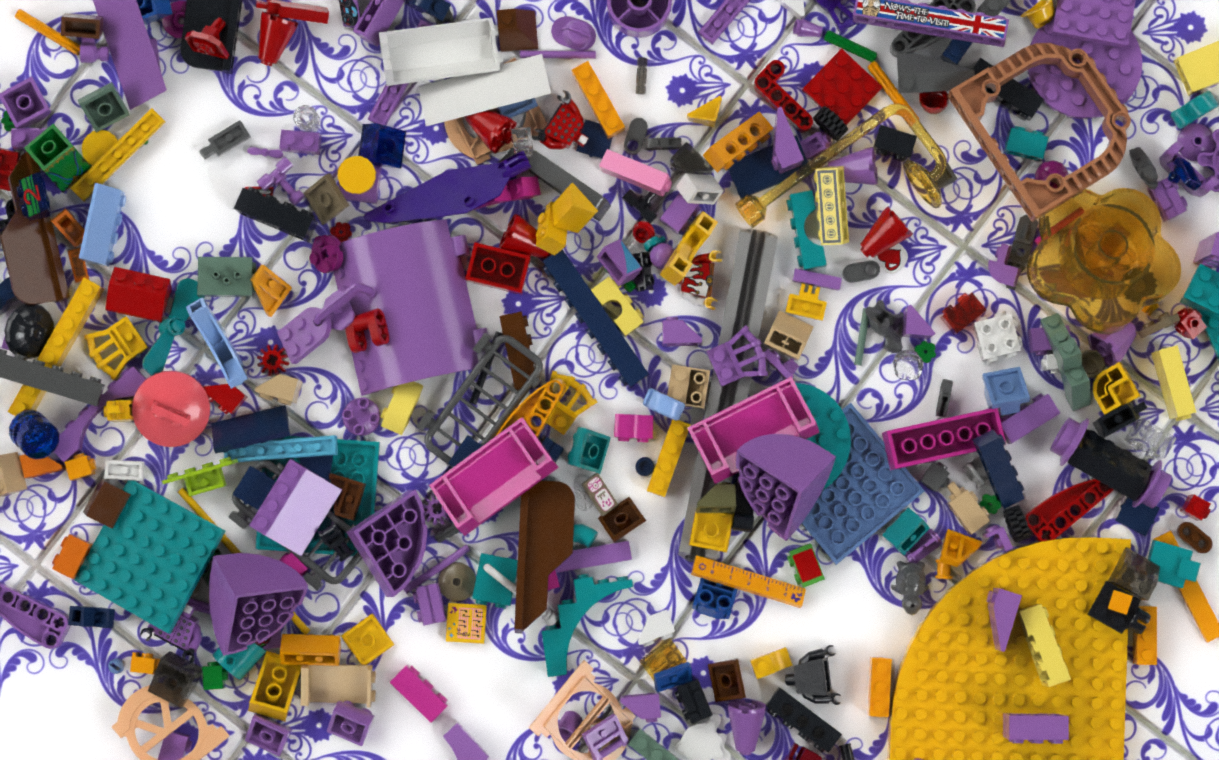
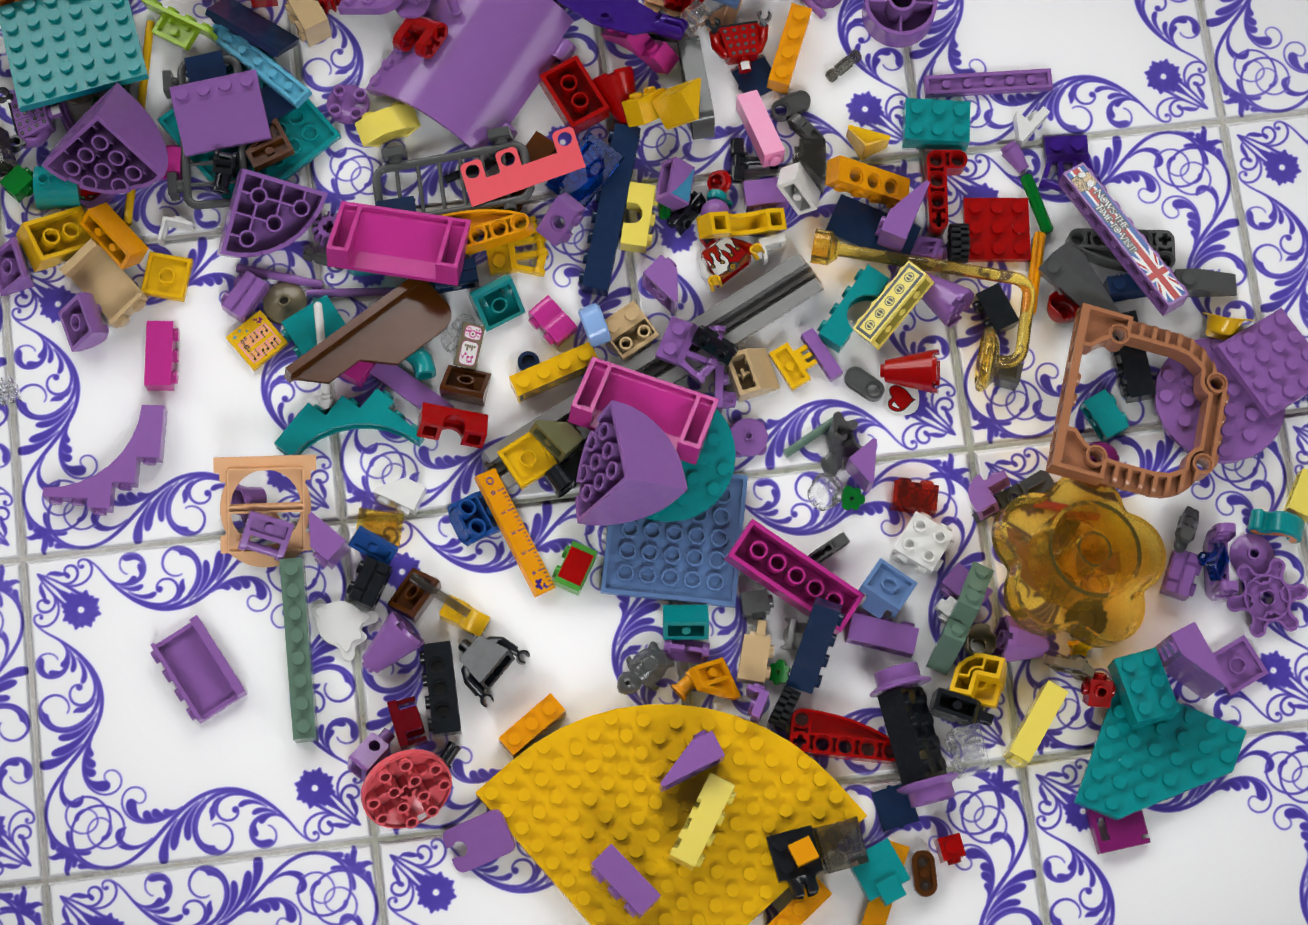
camera: 40 degrees right, 10 degrees down
(338, 600) = (176, 222): none -> white bracket
(490, 534) = (348, 292): none -> medium lavender bar
(524, 357) = (520, 176): none -> coral piece
(555, 311) = (586, 182): none -> clear blue piece
(573, 357) = (551, 225): none -> medium lavender brick
(654, 544) = (468, 424): none -> red arch
(714, 239) = (769, 243): none -> white bracket
(738, 57) = (936, 124): none -> teal brick
(748, 668) = (440, 595): none -> clear smoke bar
(762, 342) = (709, 342): none -> black hinge
(825, 376) = (749, 437): none -> medium lavender piece

